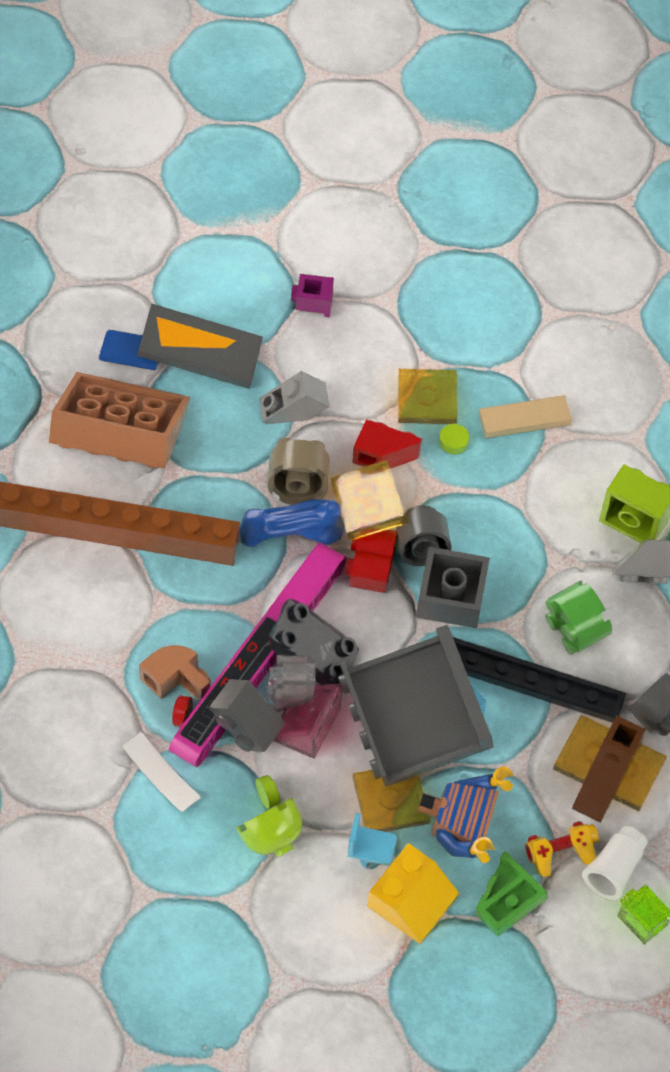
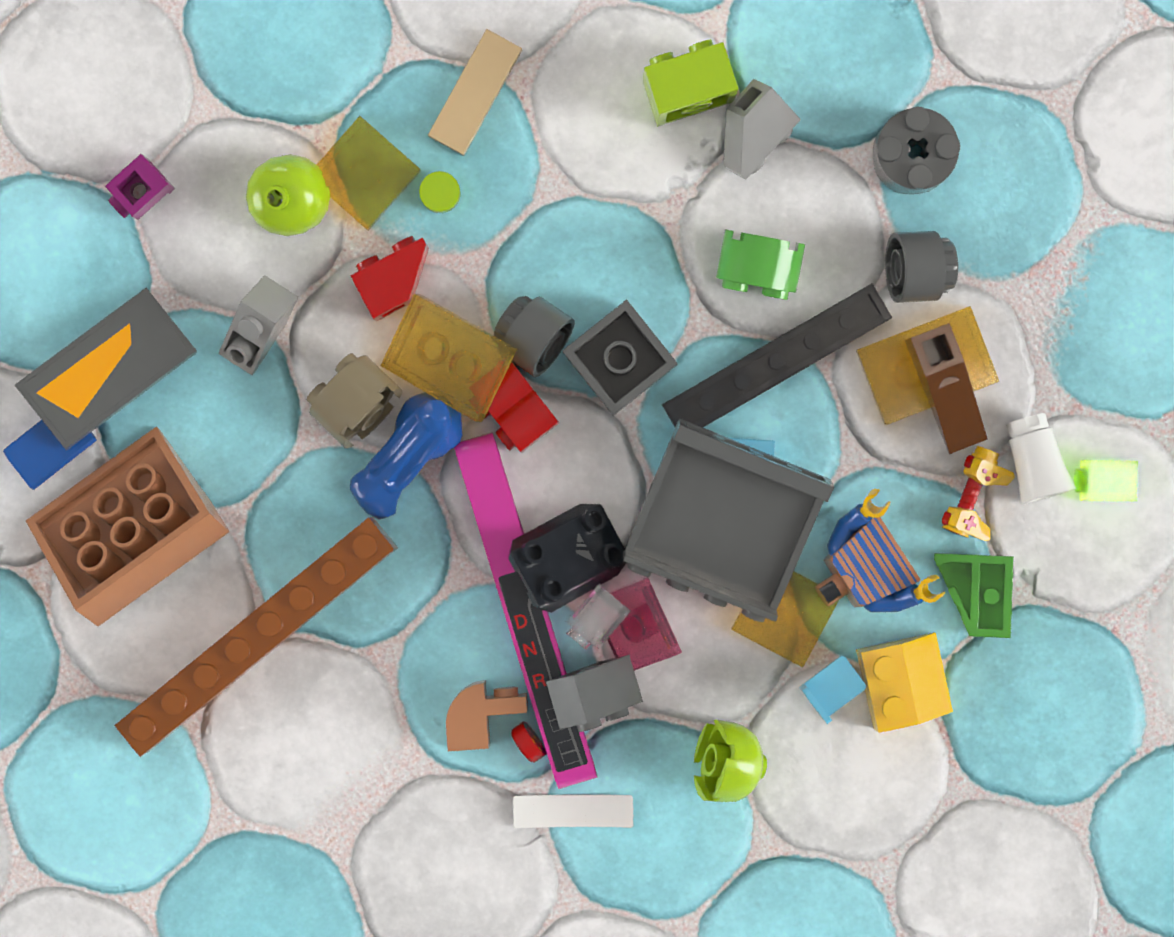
camera: 40 degrees left, 30 degrees up
(267, 791) = (684, 730): lime tile -> none
(379, 364) = (302, 193): none -> lime cylinder

